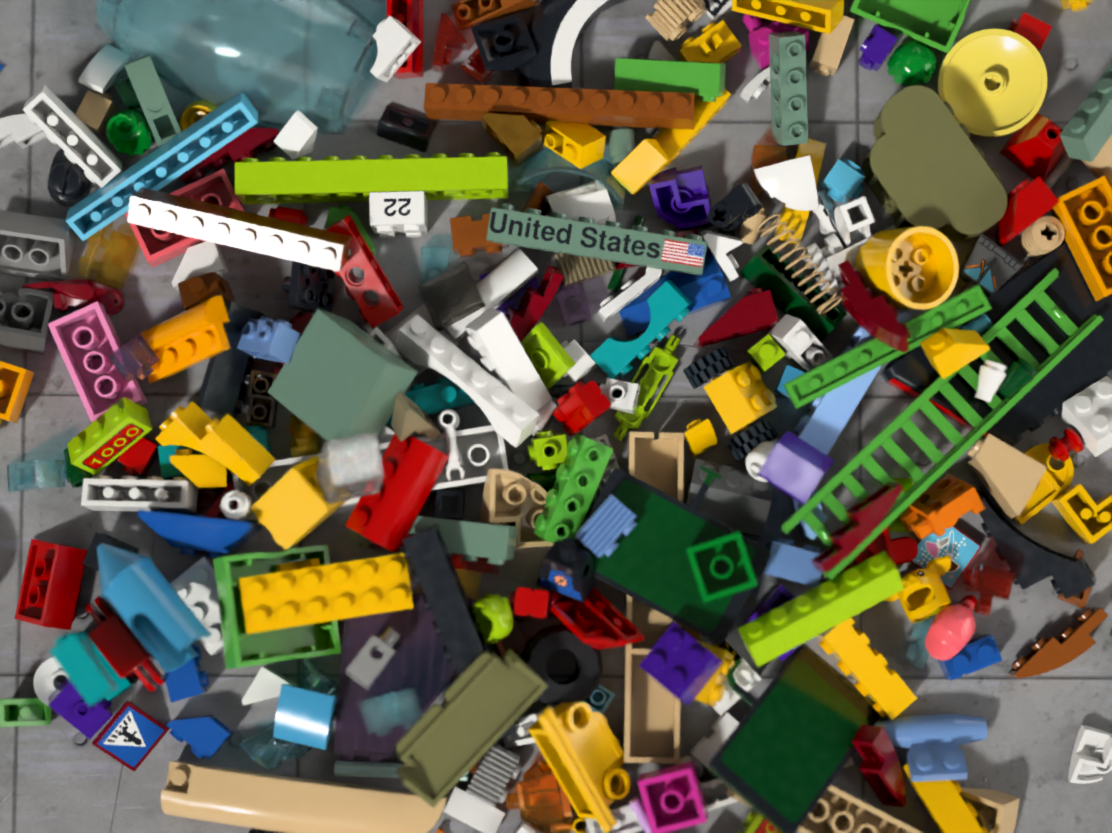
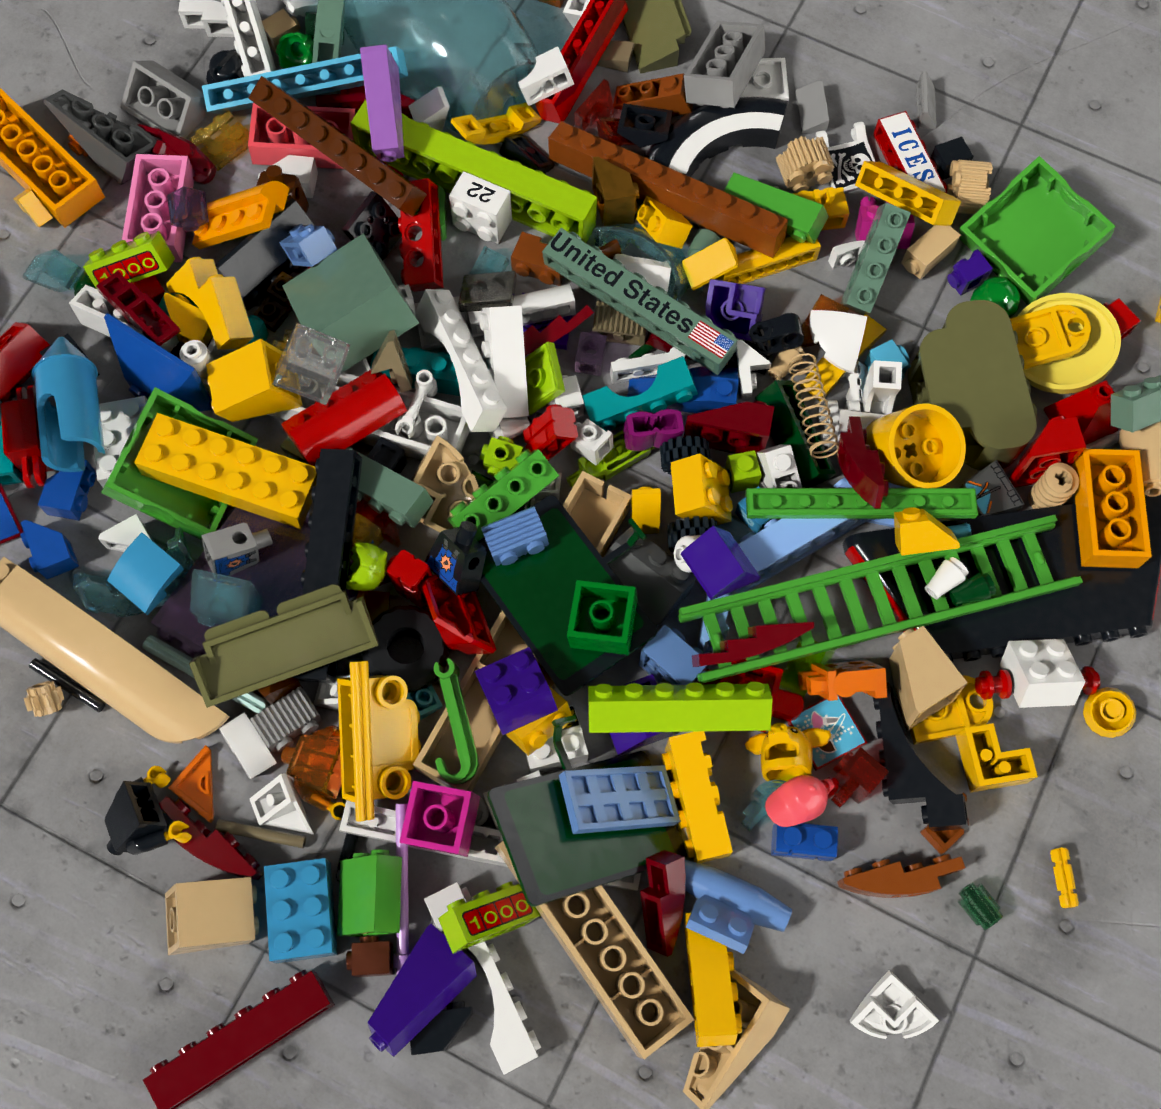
camera: 25 degrees right, 15 degrees down
(155, 485) = (138, 308): none -> dark red slope
(264, 170) = (383, 102): none -> medium lavender slope
(364, 115) = (495, 129): none -> yellow slope
(647, 713) = (459, 724): none -> bright green piece
(665, 363) = (647, 429): none -> magenta brick
(807, 705) = (618, 798): none -> medium blue plate
(973, 87) = (1046, 335): none -> yellow tile

